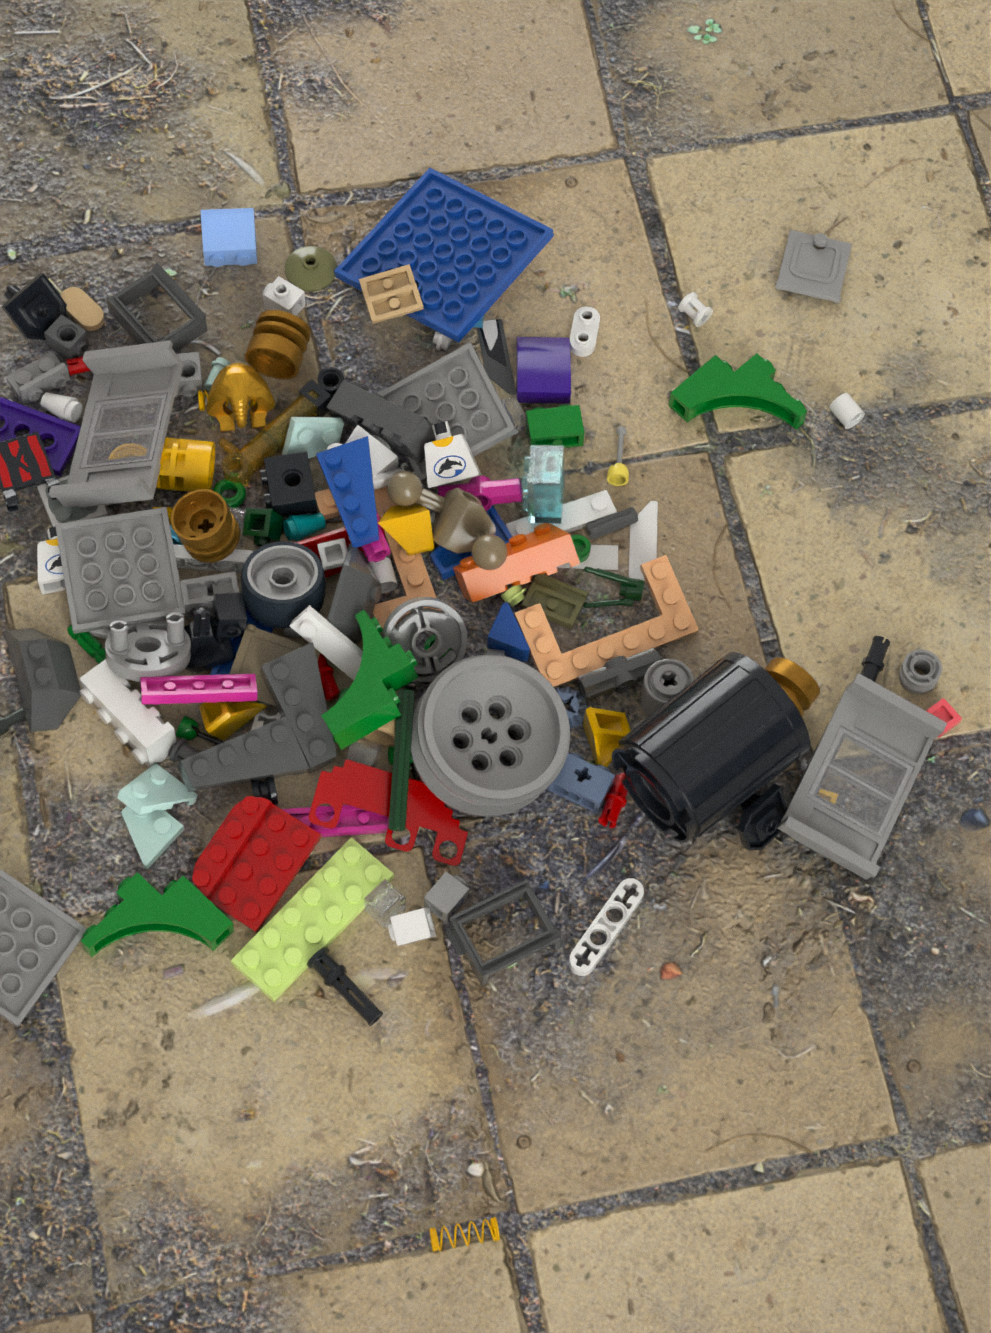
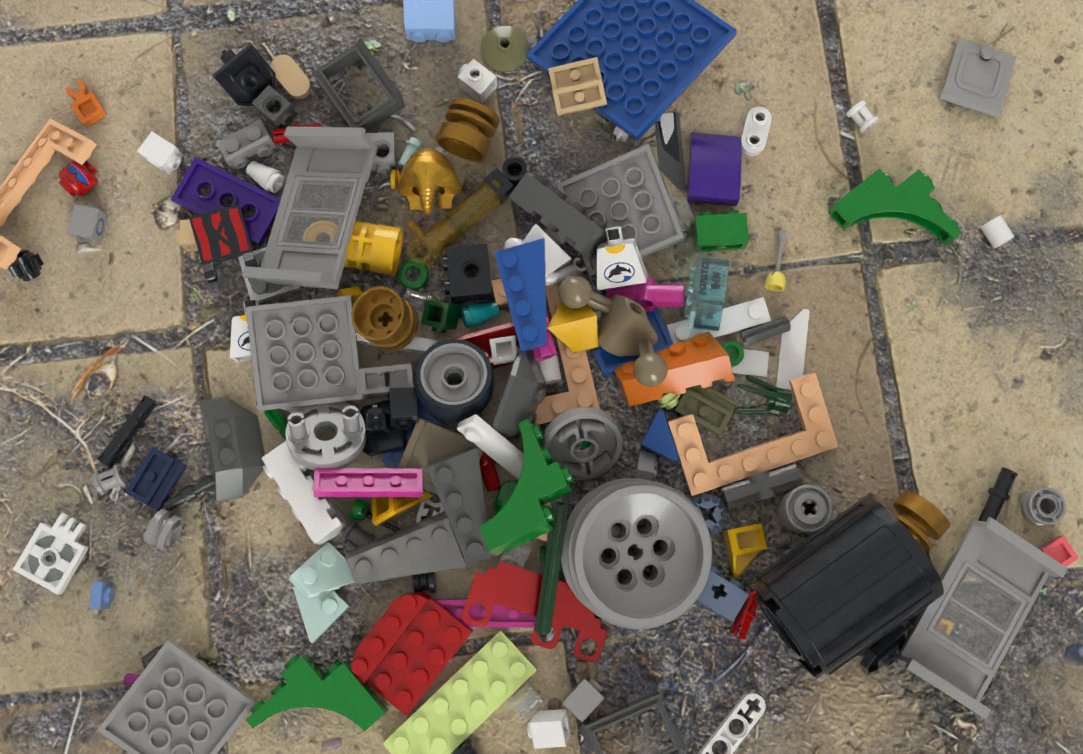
camera: 10 degrees right, 15 degrees up
(312, 434) = (493, 225): light aqua wing -> none

